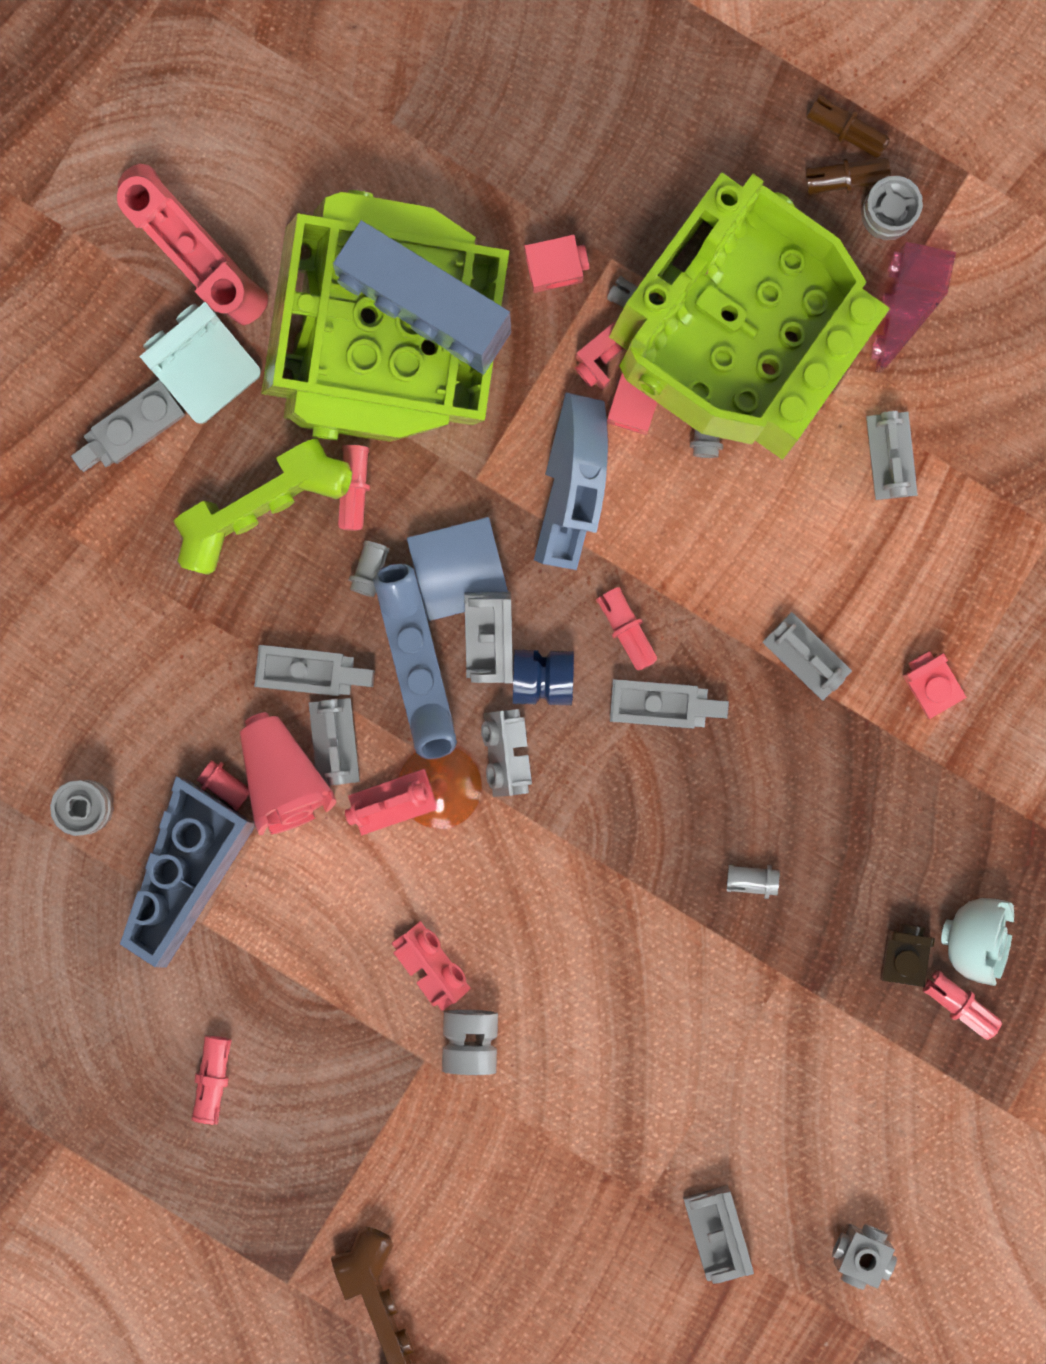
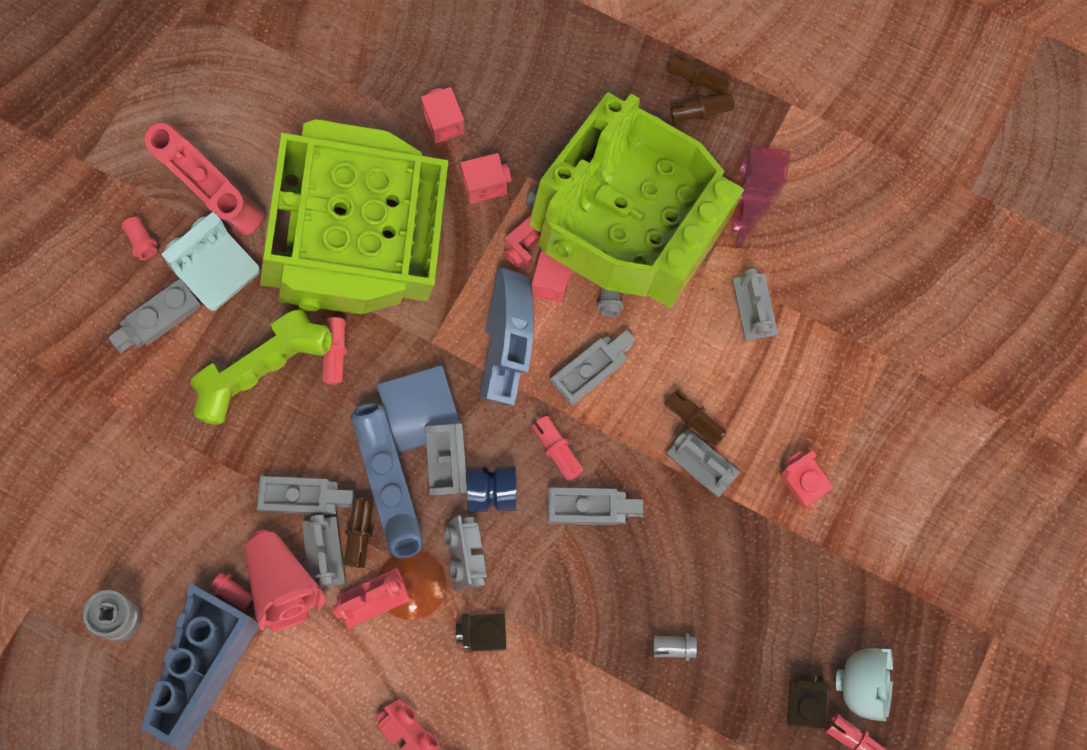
camera: 10 degrees left, 15 degrees down
(107, 322) = (142, 244): none -> coral pin
(370, 562) = (349, 403): light grey pin -> none
(377, 721) = (358, 533): none -> reddish brown axle
(423, 297) = (383, 188): sand blue wedge -> none
(503, 169) = (442, 114): none -> coral brick
(522, 850) = (482, 633): none -> dark brown bracket
(677, 527) = (592, 367): none -> light grey hinge
(802, 599) = (695, 417): none -> reddish brown axle
(891, 208) = (737, 125): light grey wheel -> none

